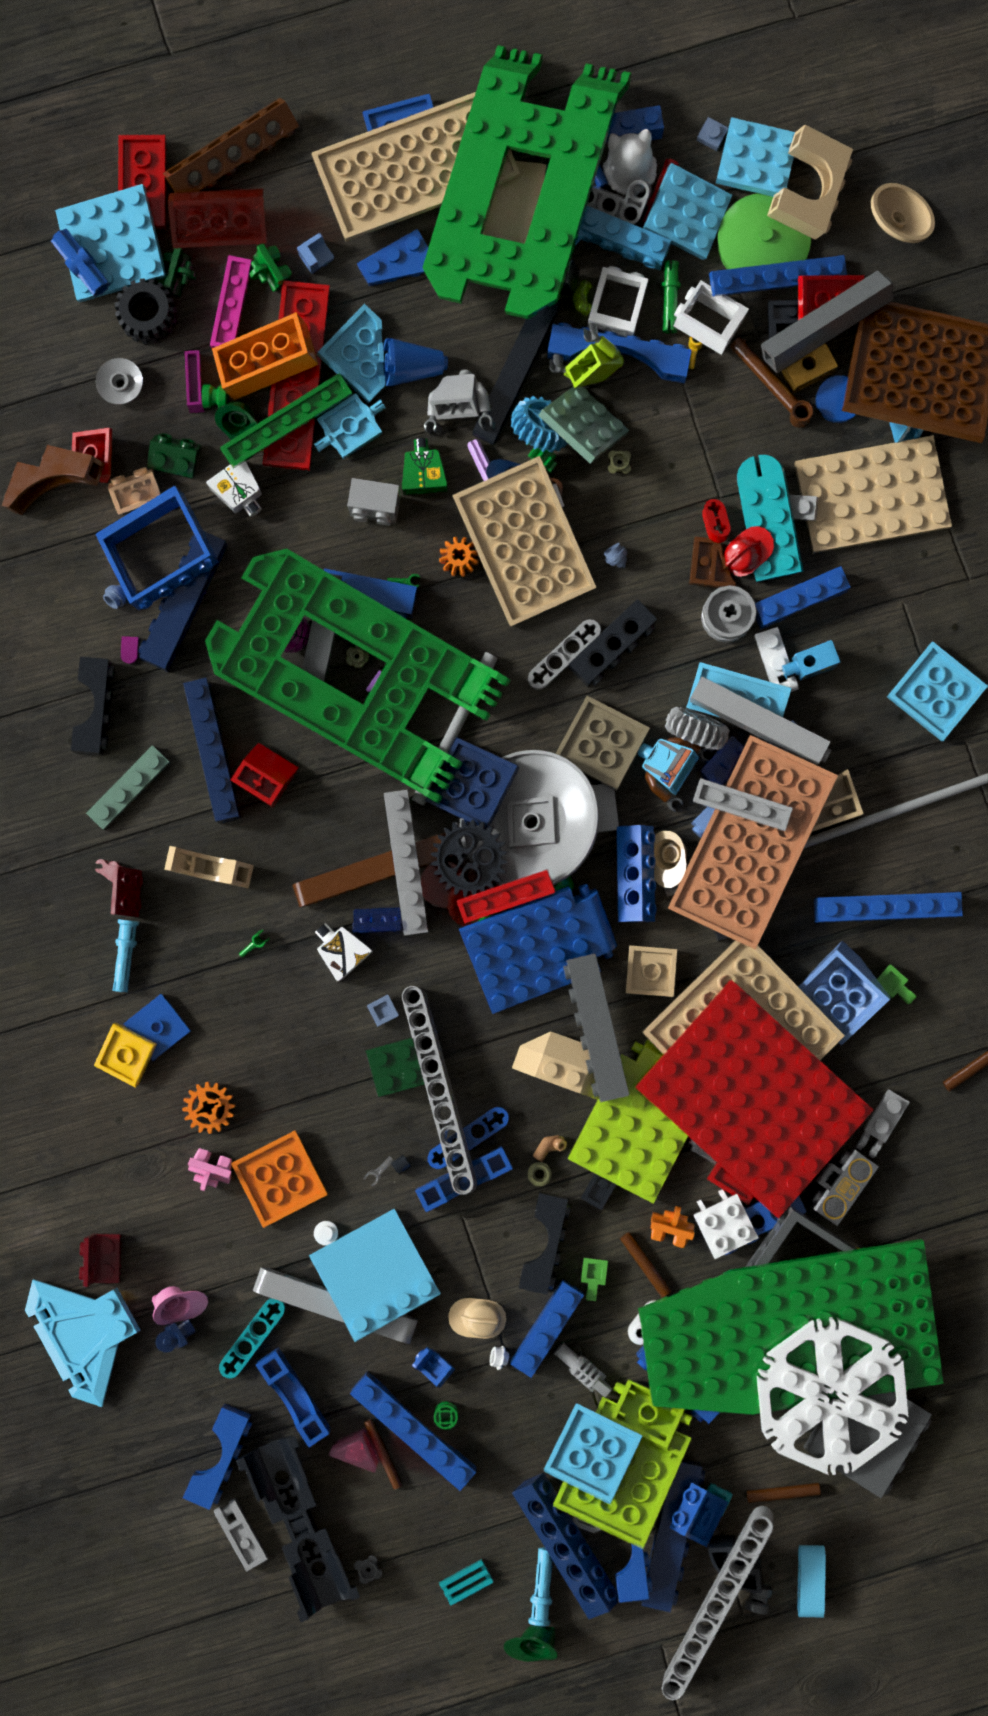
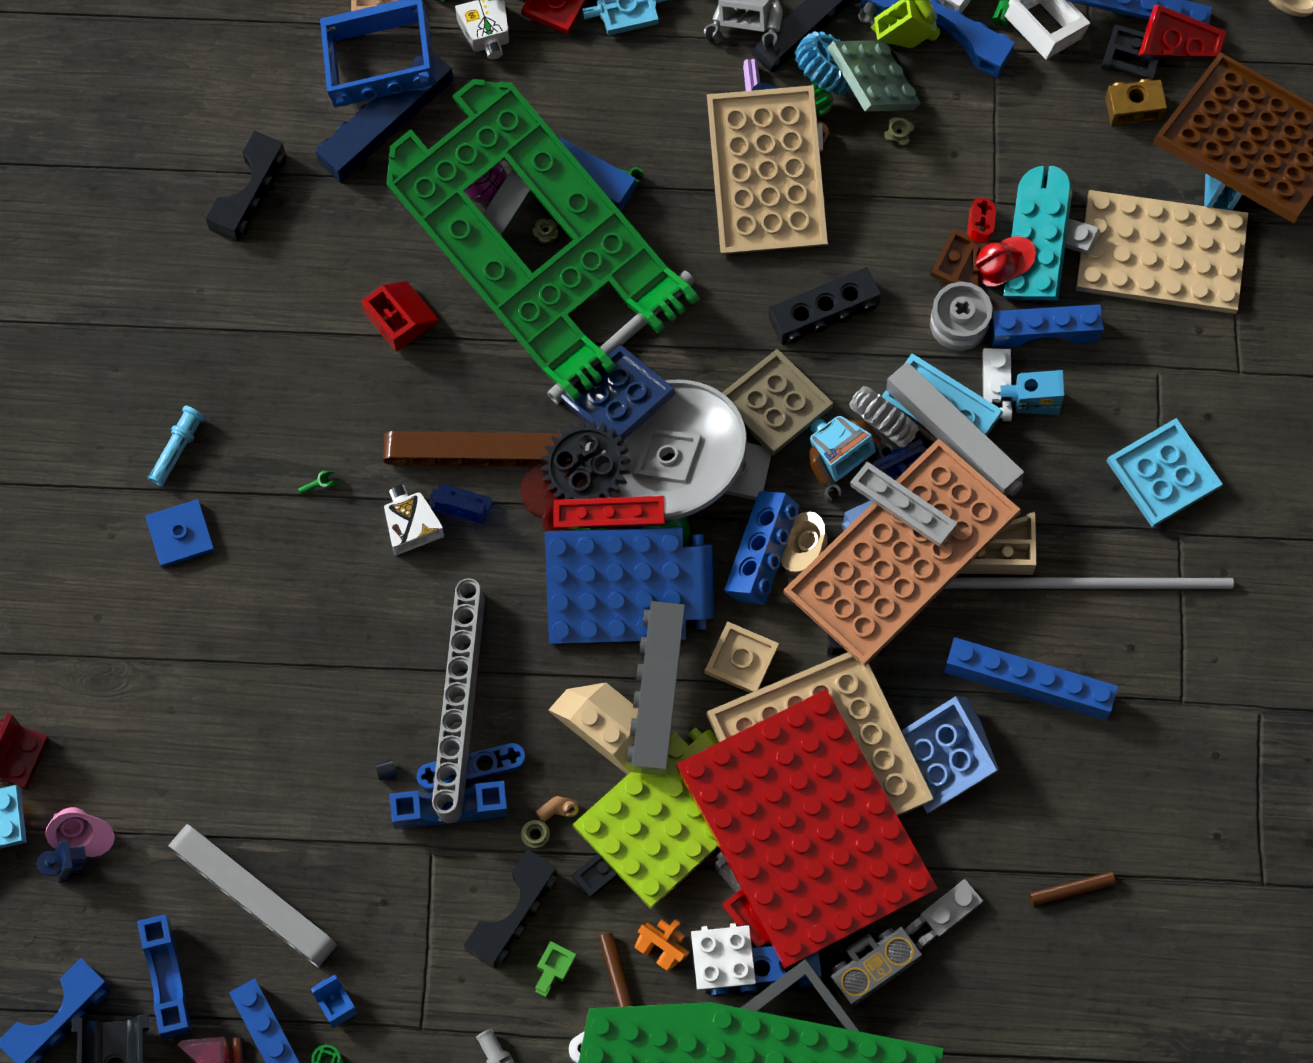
camera: 20 degrees right, 15 degrees down
(114, 596) = (315, 88): sand blue plate -> none
(125, 887) = (203, 376): dark red plate -> none
(125, 1054) = (133, 548): yellow plate -> none
(128, 787) = (250, 281): sand green plate -> none
(129, 649) = (307, 148): magenta piece -> none
(200, 1165) = (171, 702): bright pink hips -> none
(209, 867) = (310, 392): tan arch -> none
(212, 750) = (354, 271): dark blue brick -> none
(214, 1118) = (211, 634): orange gear -> none
(250, 1336) = (143, 895): teal beam -> none
(279, 1178) = (246, 737): orange plate -> none
(325, 1232) = (273, 814): white plate -> none
(374, 501) = (623, 80): light grey brick -> none
(374, 1275) = (308, 875): medium azure plate -> none
(379, 1170) = (357, 769): clear hand -> none
(382, 1010) = (430, 598): sand blue plate -> none
(395, 1067) = (419, 660): dark green brick -> none
(405, 862) = (514, 451): light grey arch -> none
(423, 470) = (686, 71): green torso -> none
(459, 548) = (683, 170): orange gear -> none
(477, 1318) = (405, 969): tan piece -> none
(499, 1357) = (412, 1020): white plate -> none
(546, 1328) = (479, 1004): blue brick -> none
(561, 652) = (766, 298): light grey beam -> none
(616, 555) = (861, 221): sand blue plate -> none
(694, 349) = (1021, 46): yellow hand -> none
(770, 380) = (1105, 133): reddish brown piece -> none
(827, 321) = (1170, 59): dark grey brick -> none
(830, 399) = (1149, 154): blue tile -> none
(893, 984) = (1010, 766): bright green plate -> none

